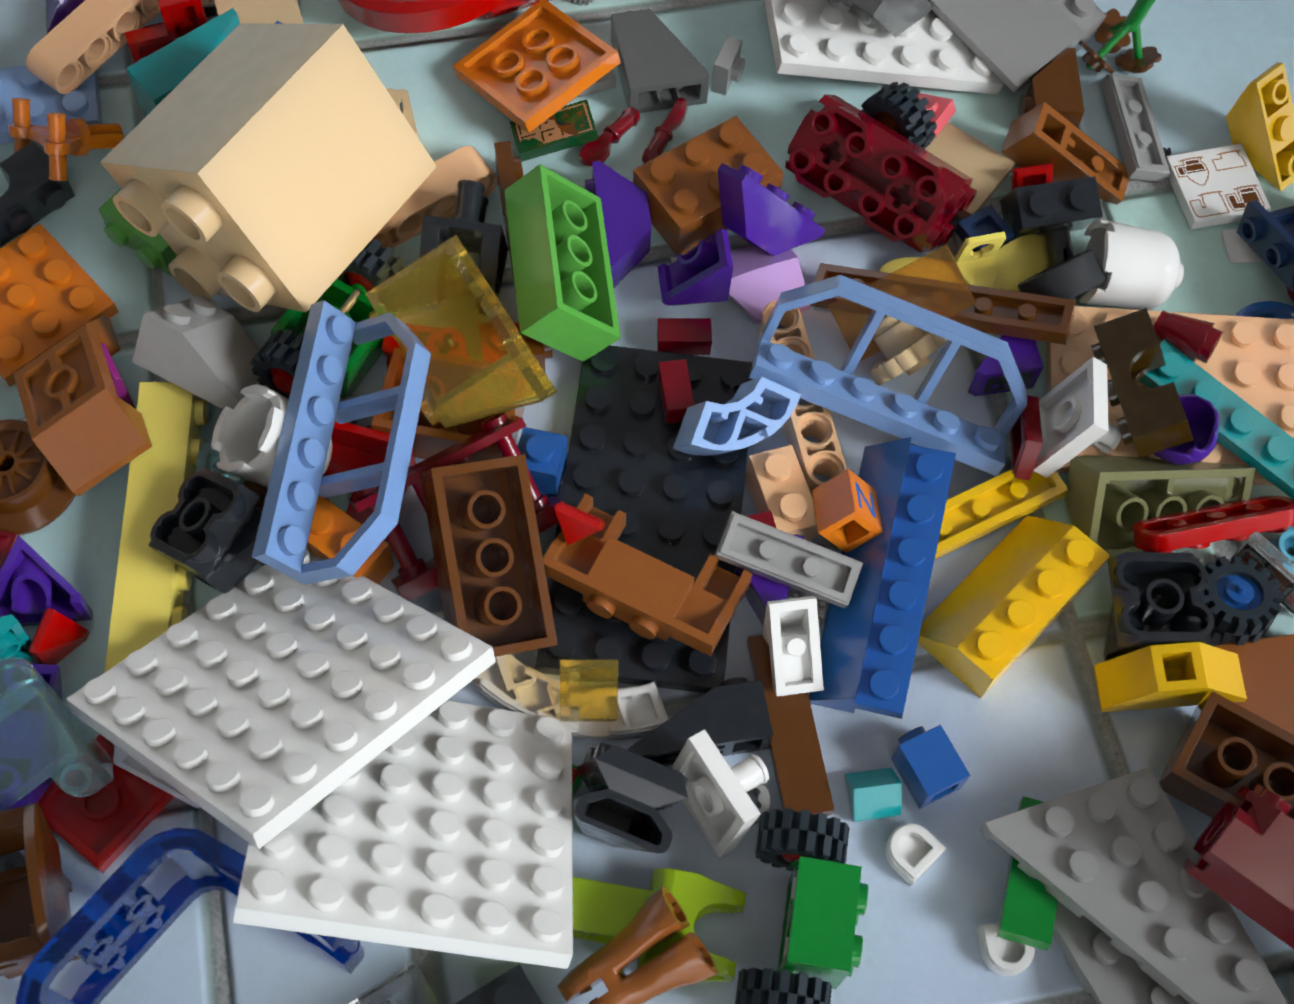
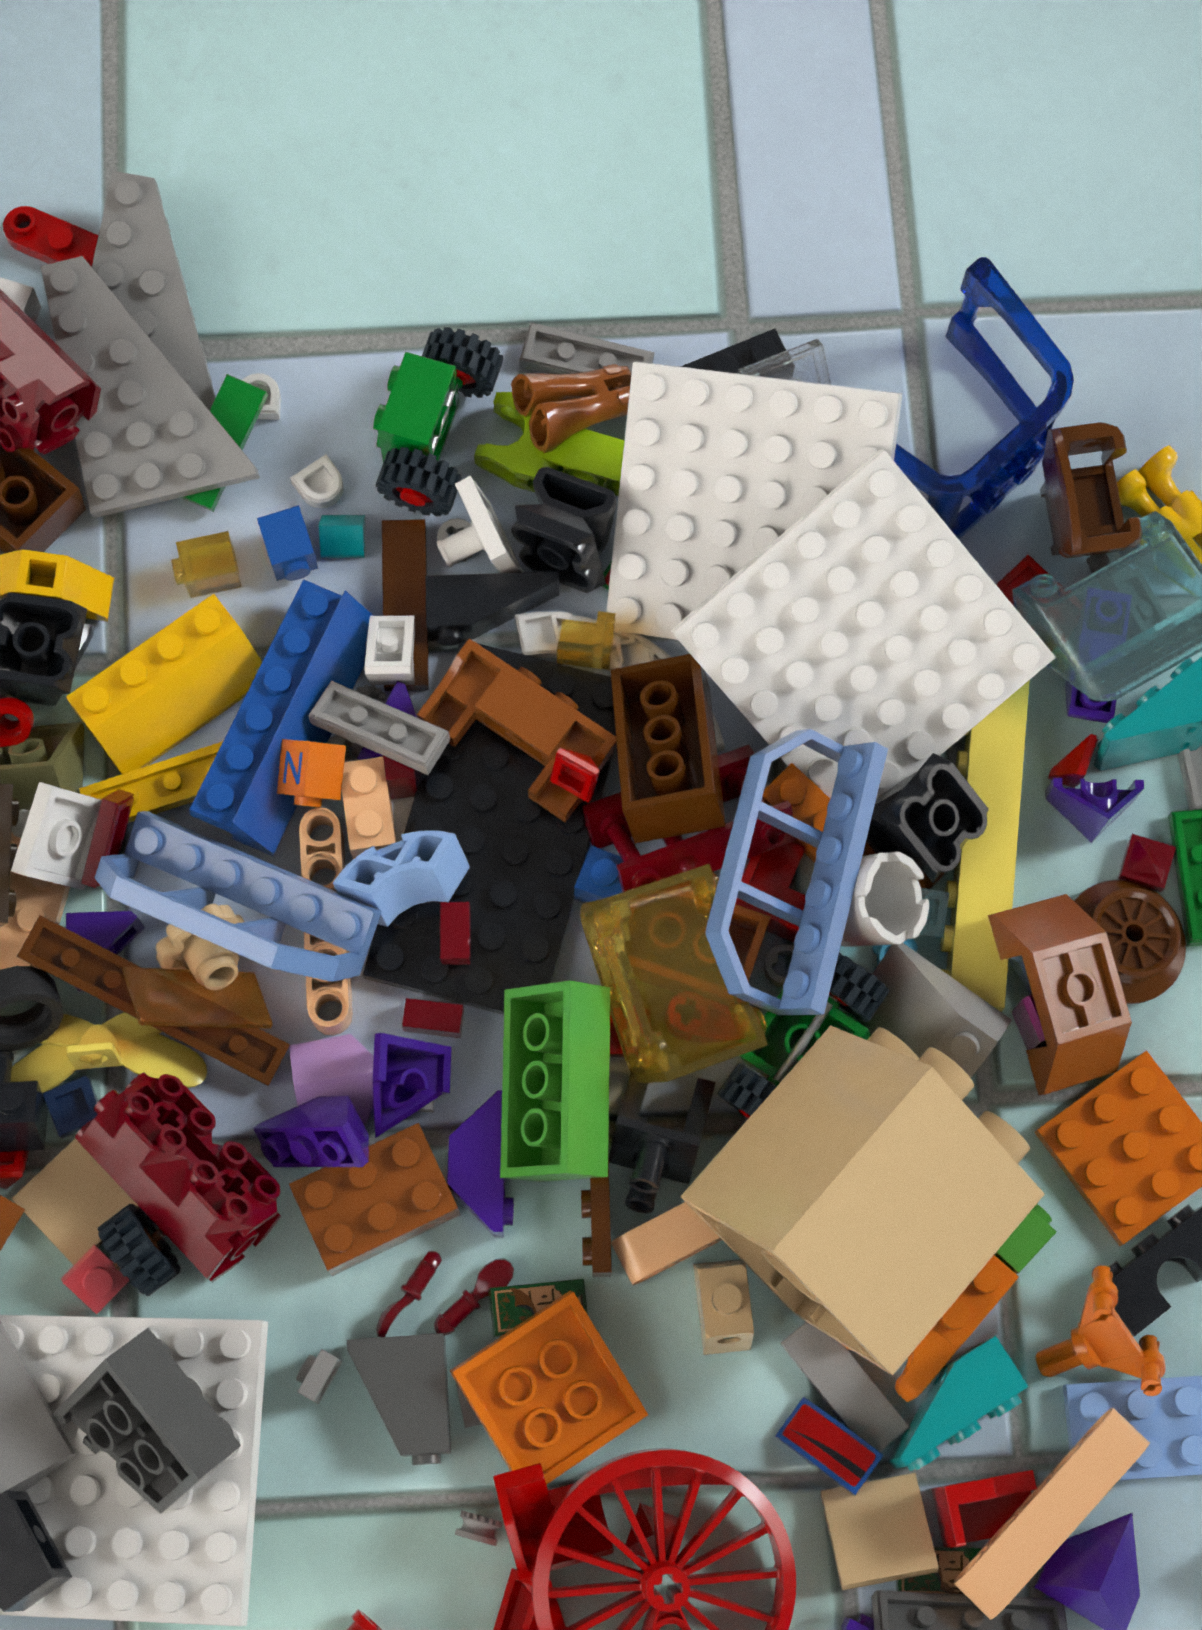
camera: 170 degrees left, 10 degrees up
(1008, 731) = (206, 564): none -> clear yellow brick

